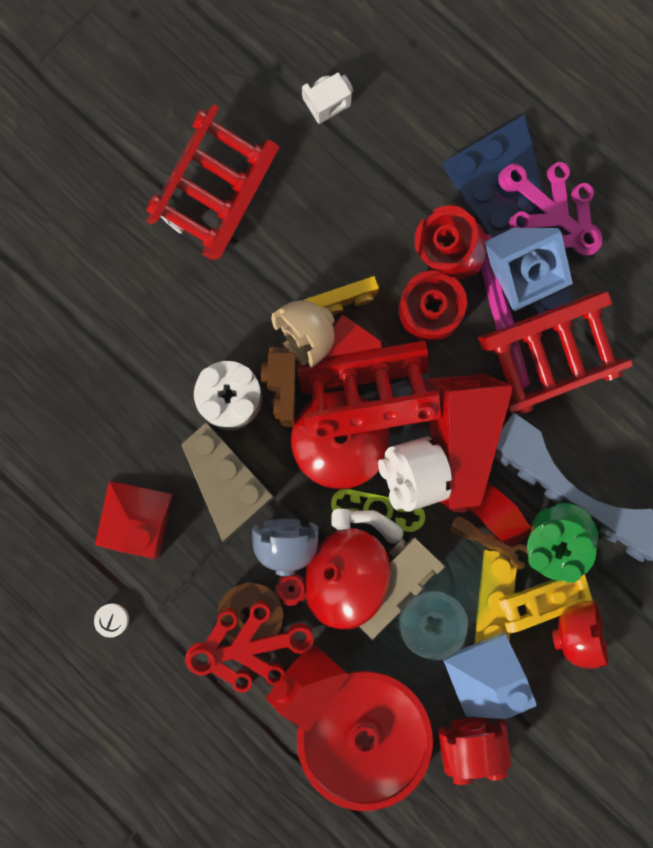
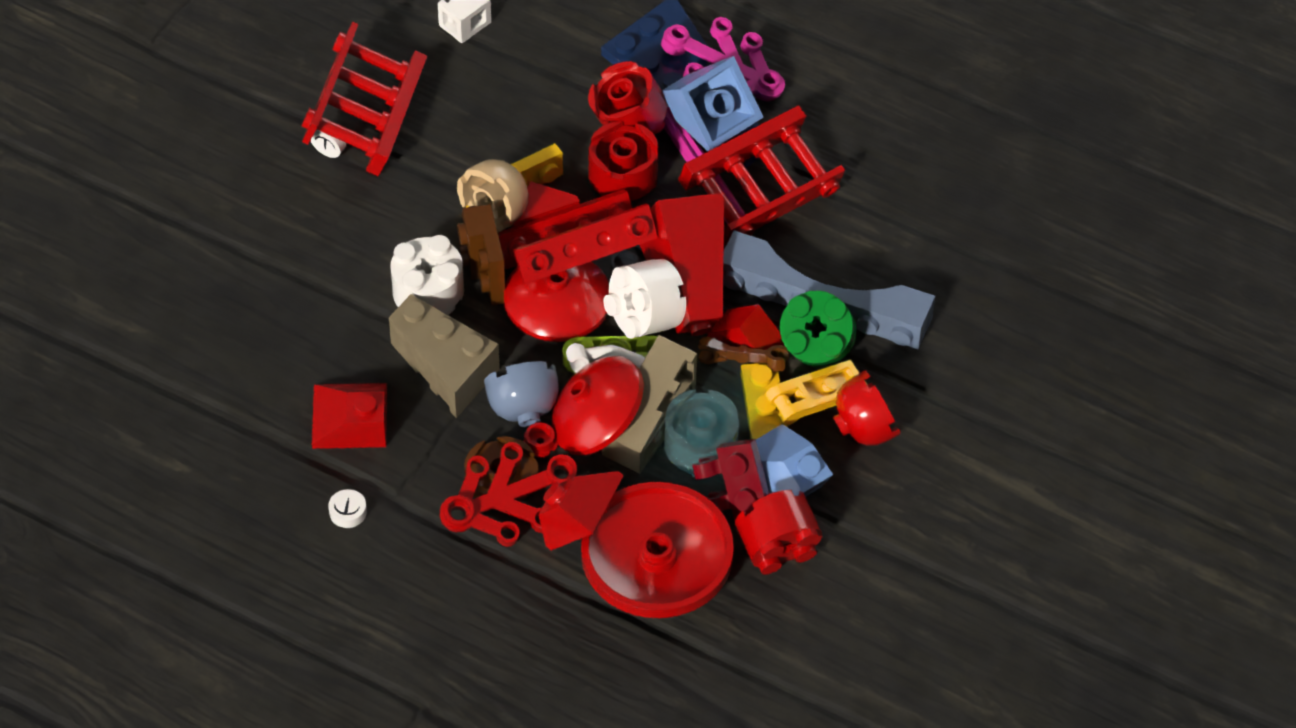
camera: 15 degrees left, 30 degrees down
(450, 688) = (741, 472): none -> dark red plate

